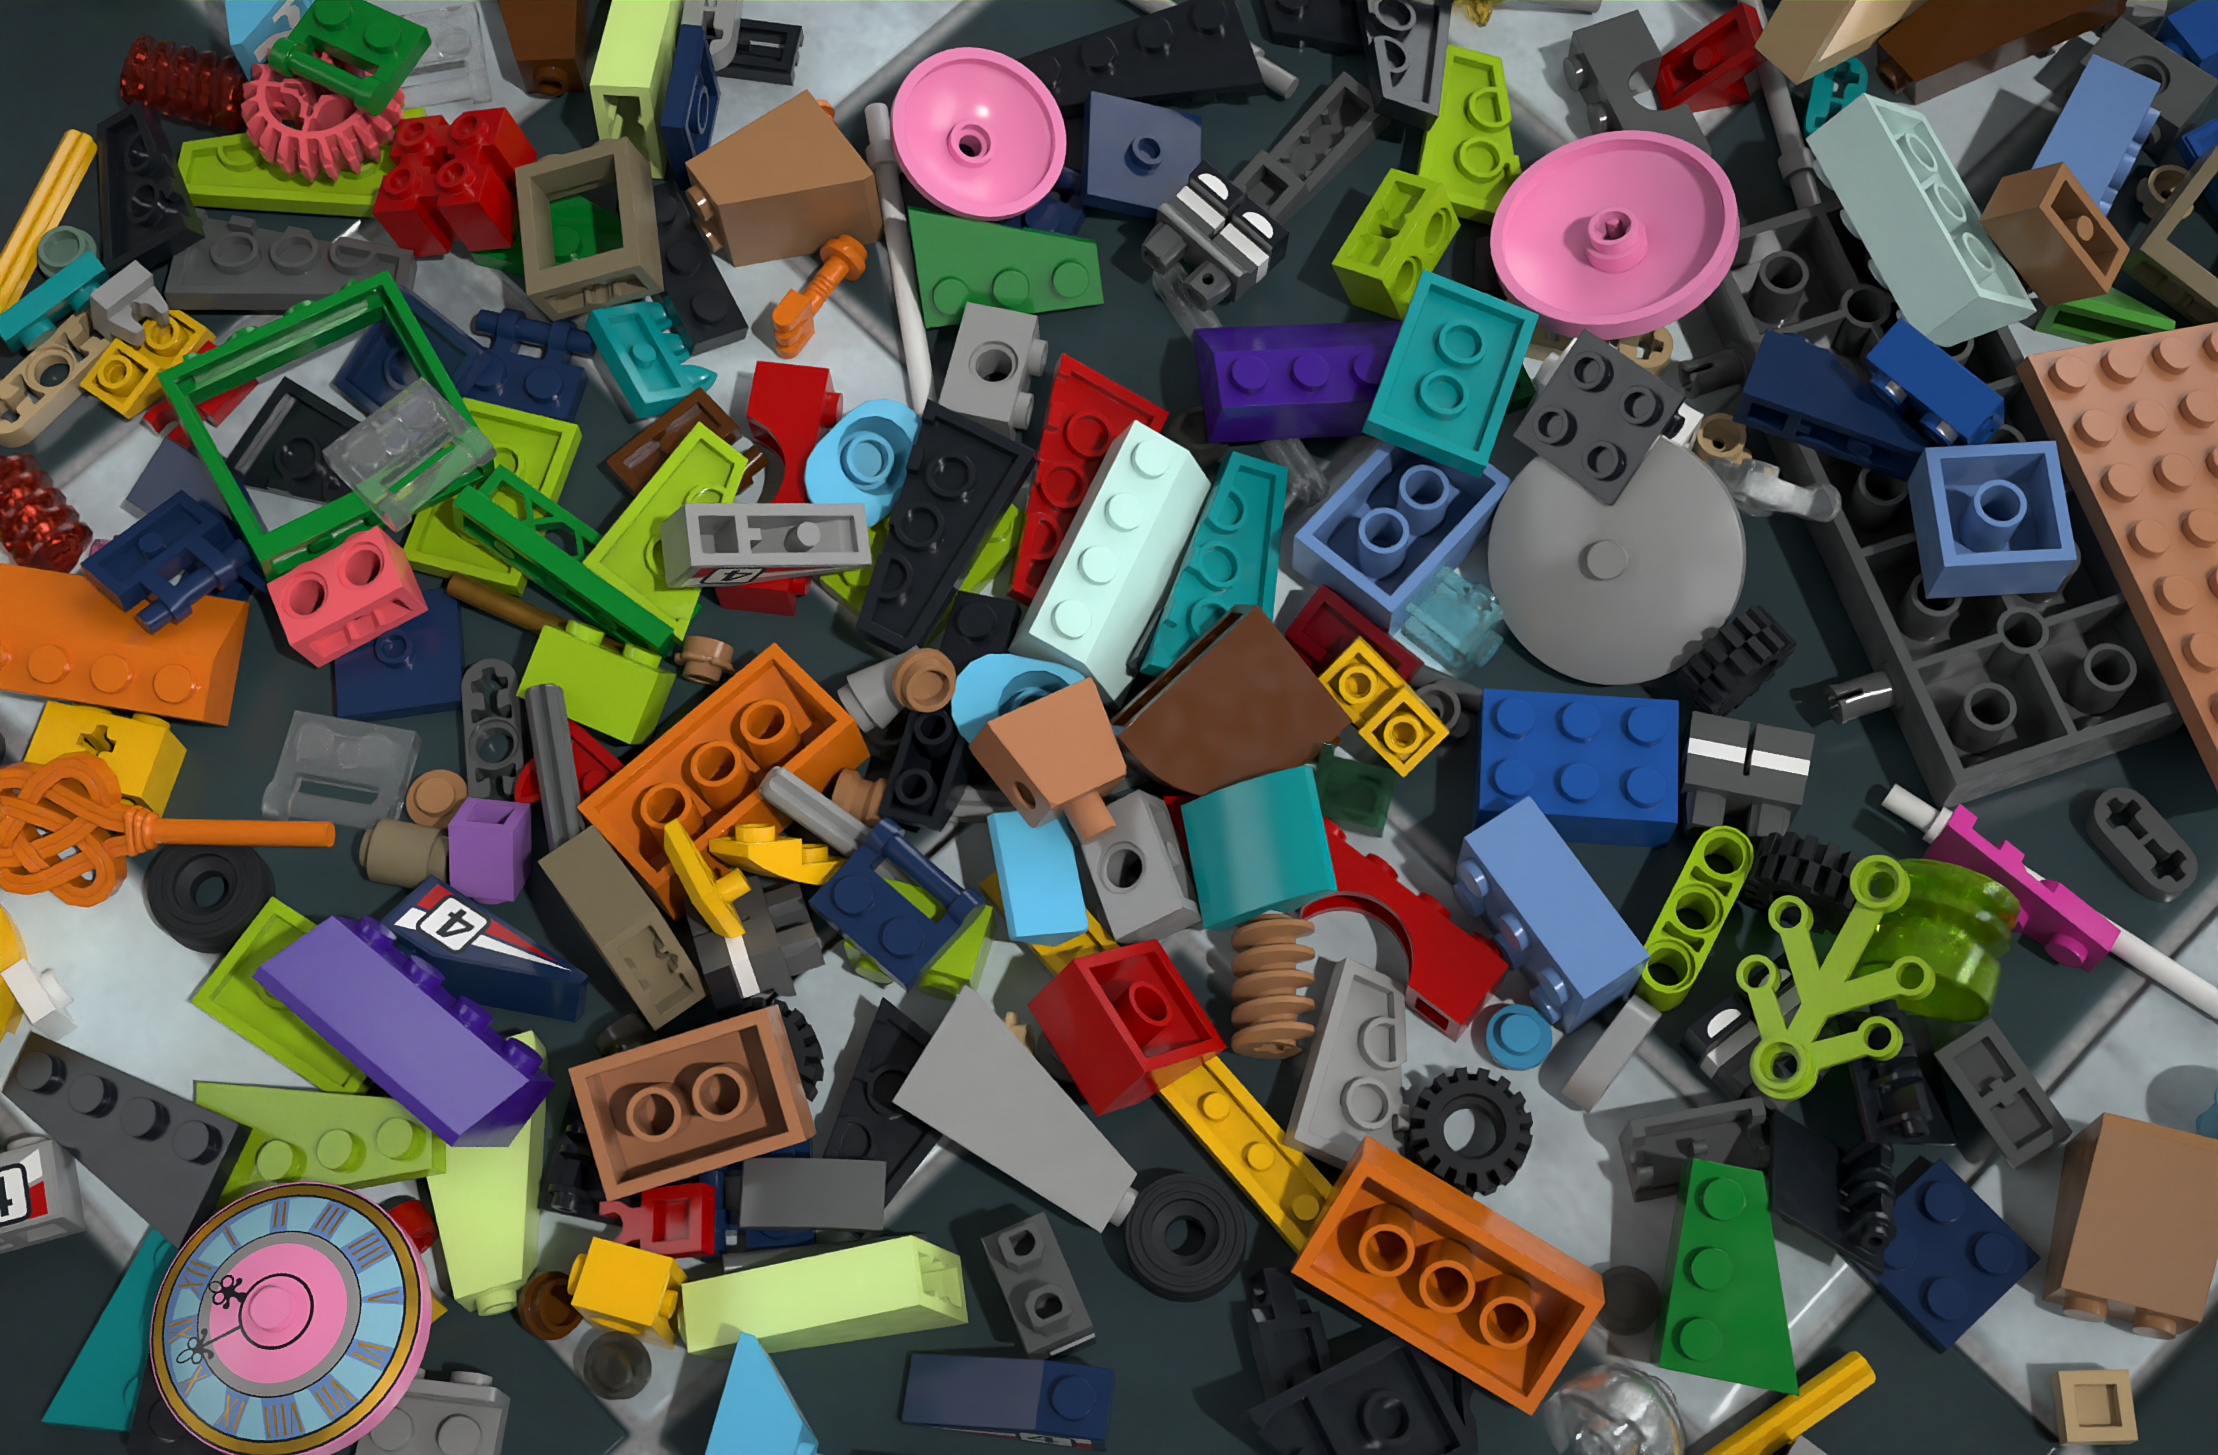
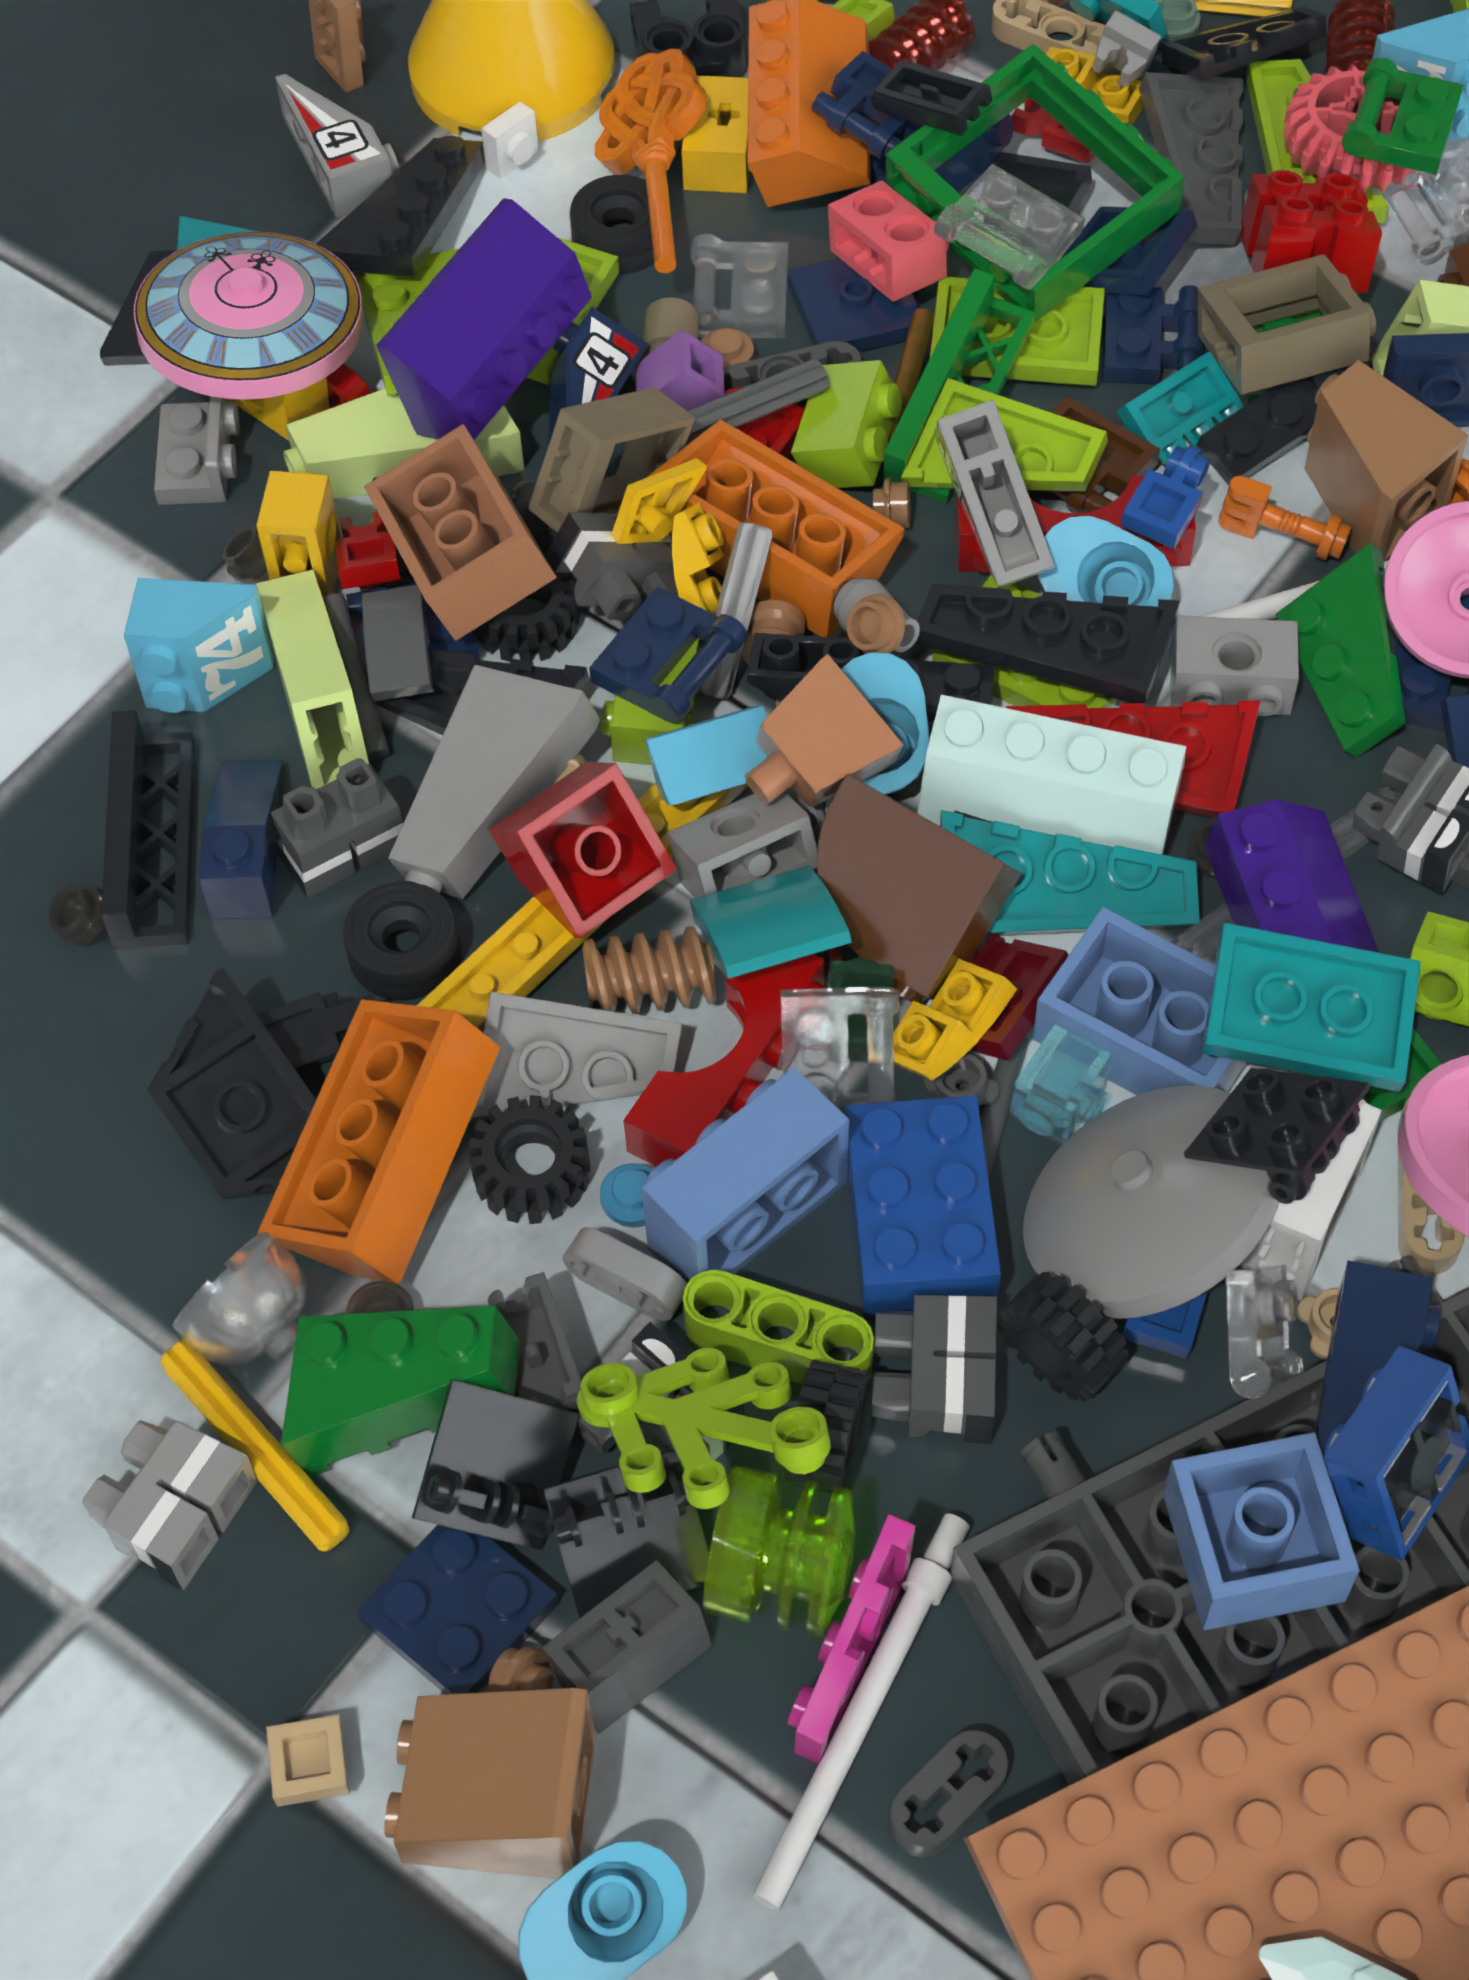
camera: 80 degrees right, 10 degrees down
(207, 503) = (926, 104): none -> black tile
(807, 388) = (1169, 500): none -> blue plate
(1398, 828) = (817, 1040): none -> clear plate
(2028, 1198) = (521, 1671): none -> medium nougat plate

